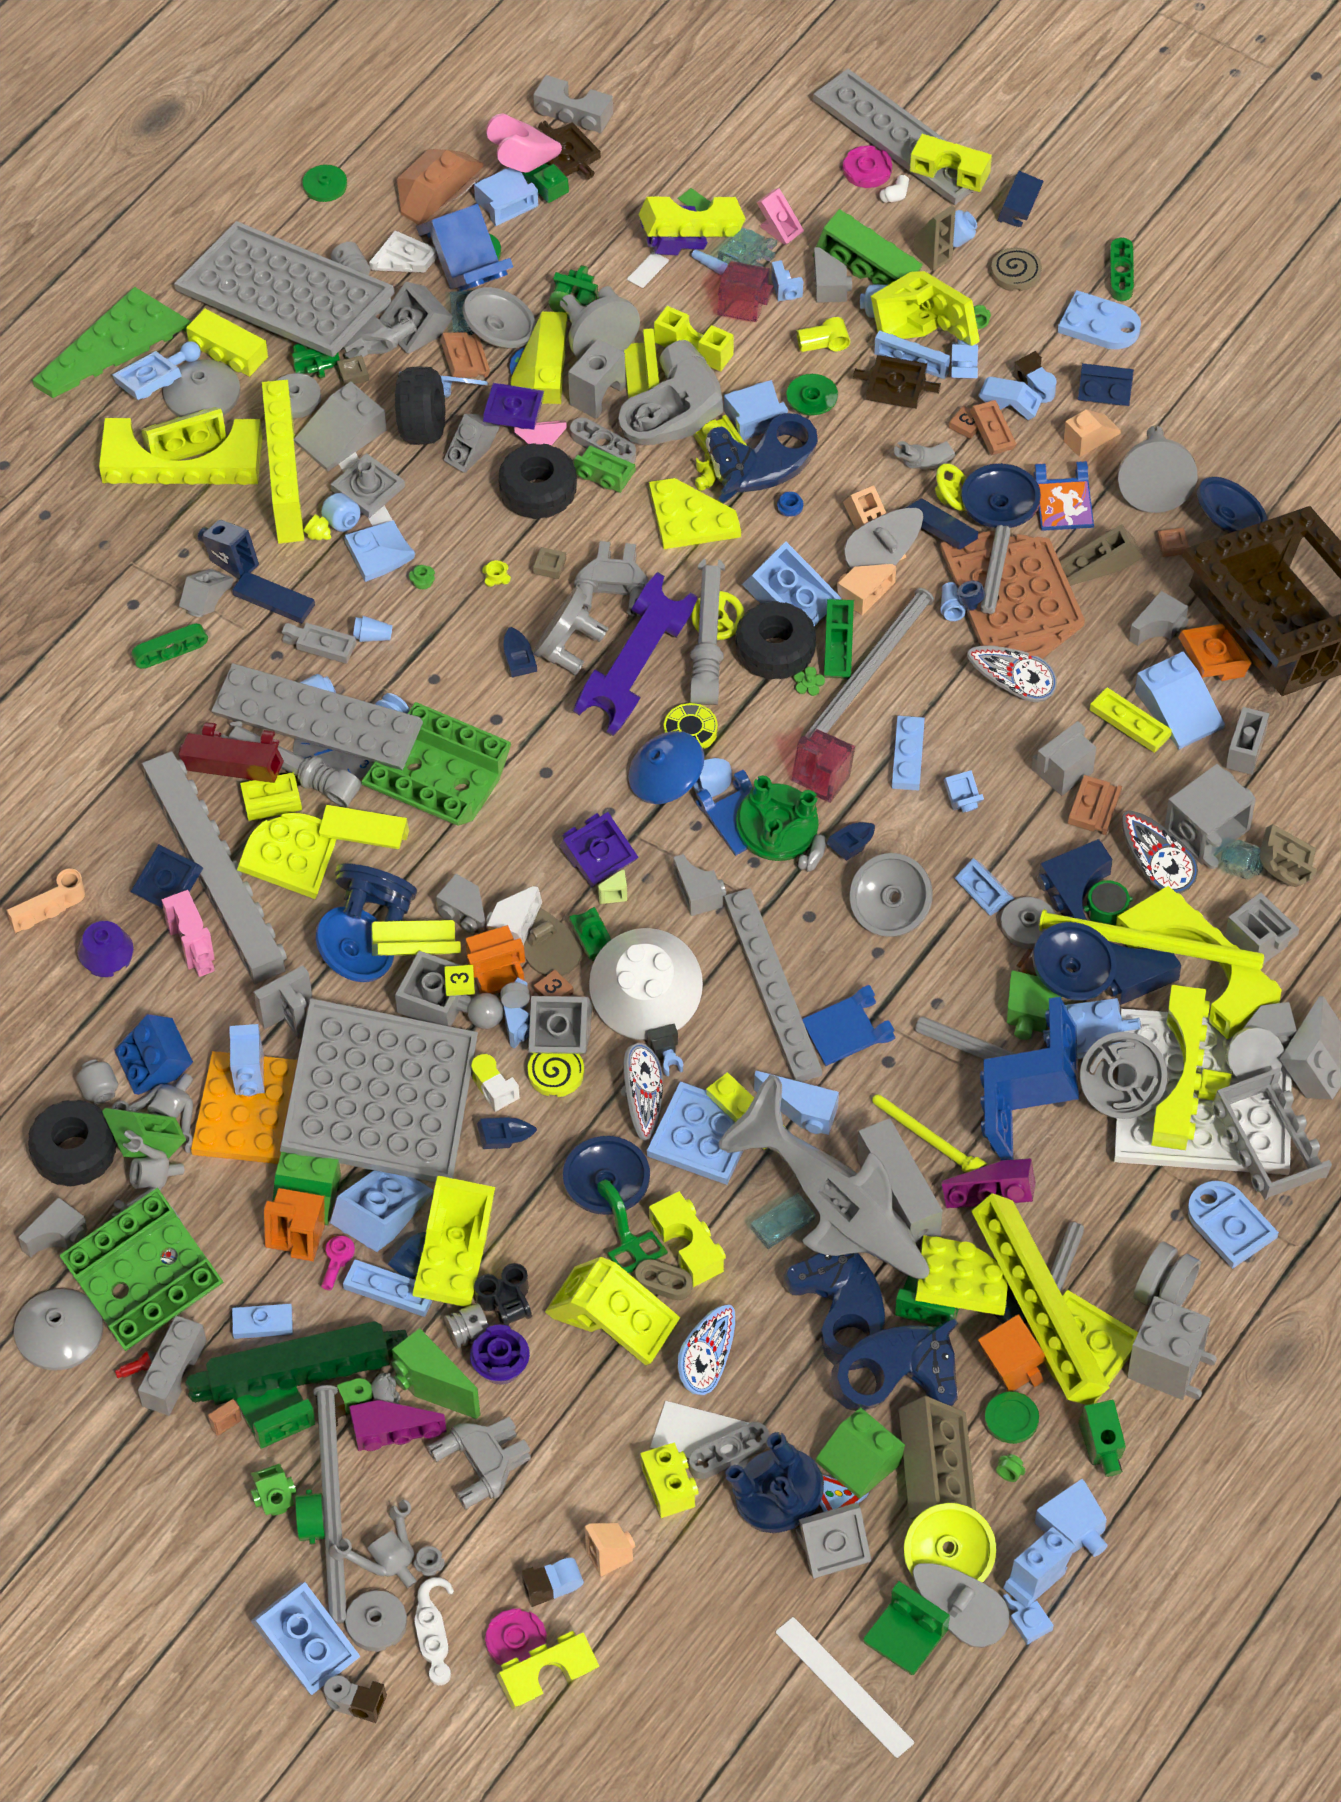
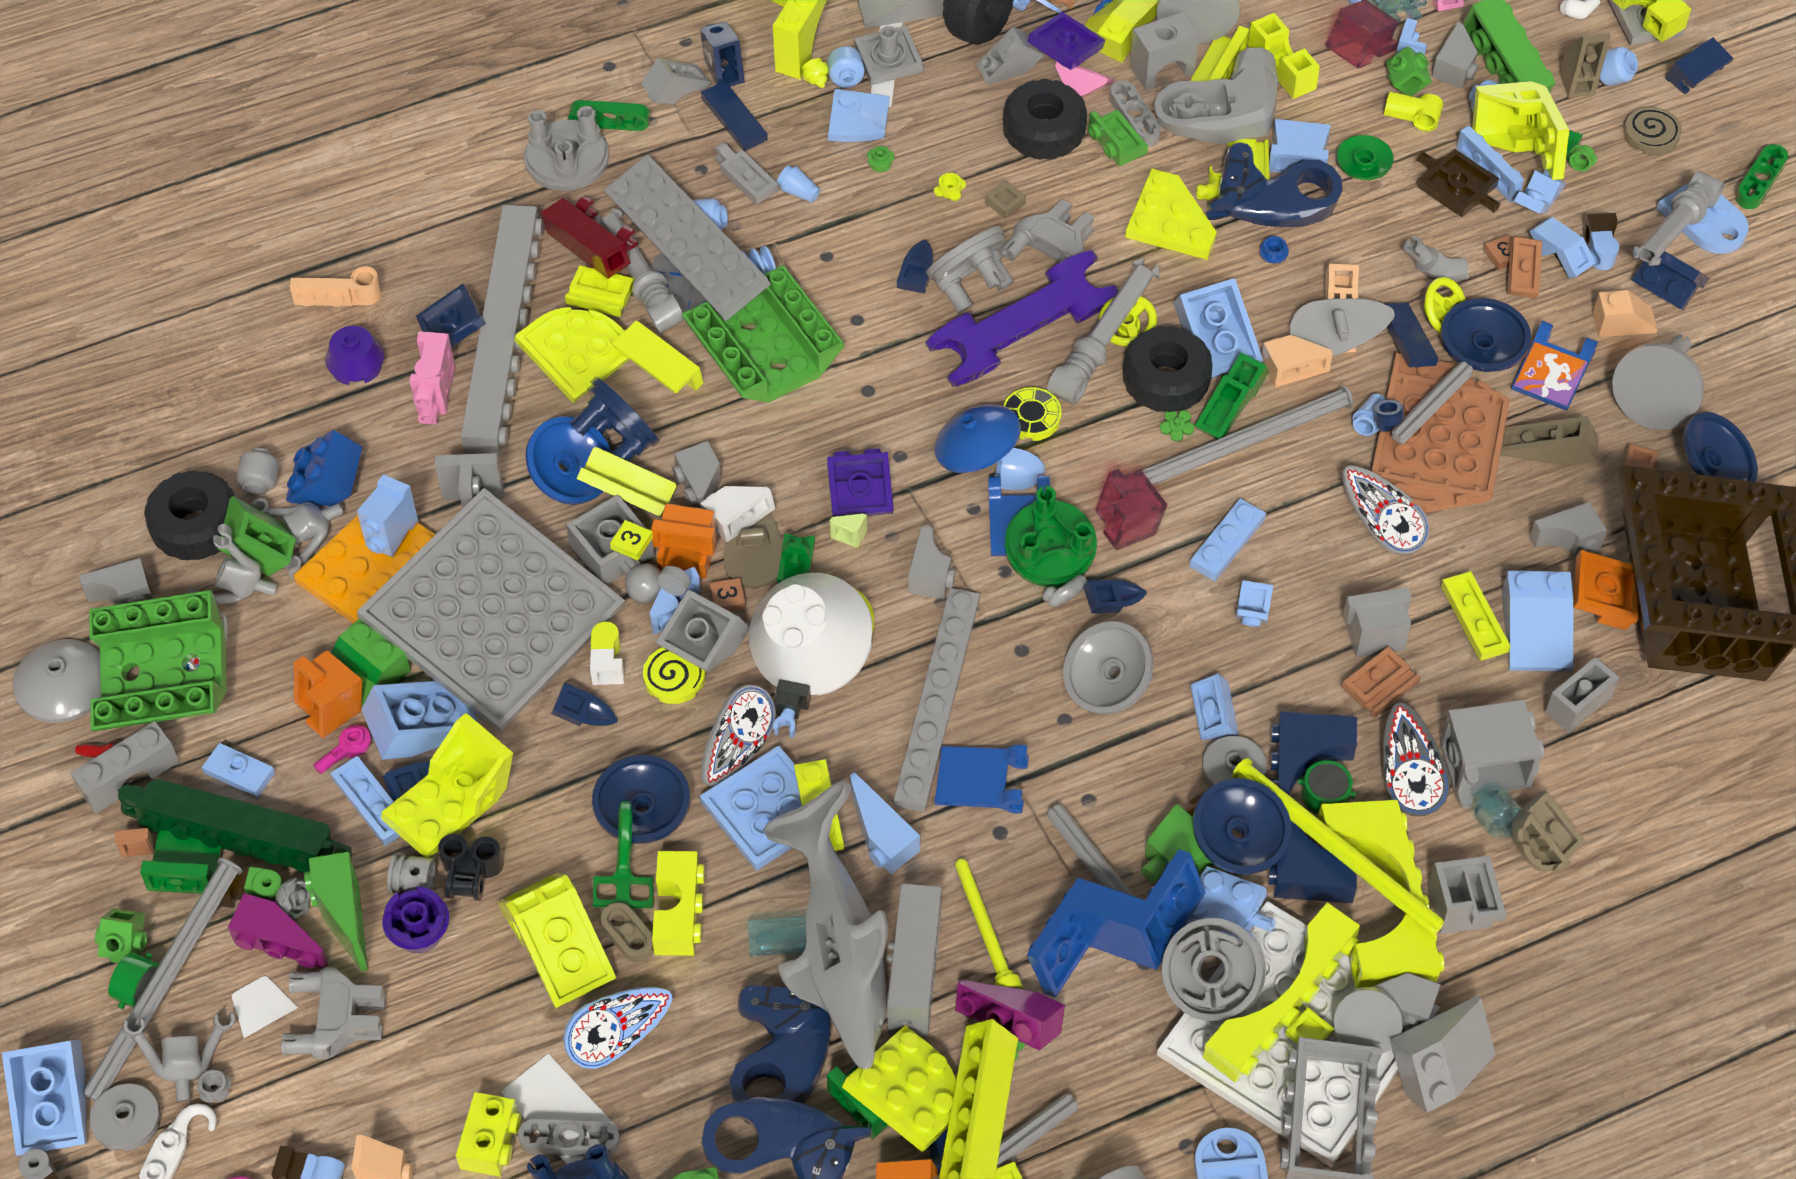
camera: 30 degrees right, 0 degrees up
(154, 694) = (565, 152): none -> light grey piece
(416, 1484) = (260, 1005): none -> white sticker
(800, 306) = (1409, 71): none -> bright green brick
(1091, 322) = (1687, 209): none -> light grey piece

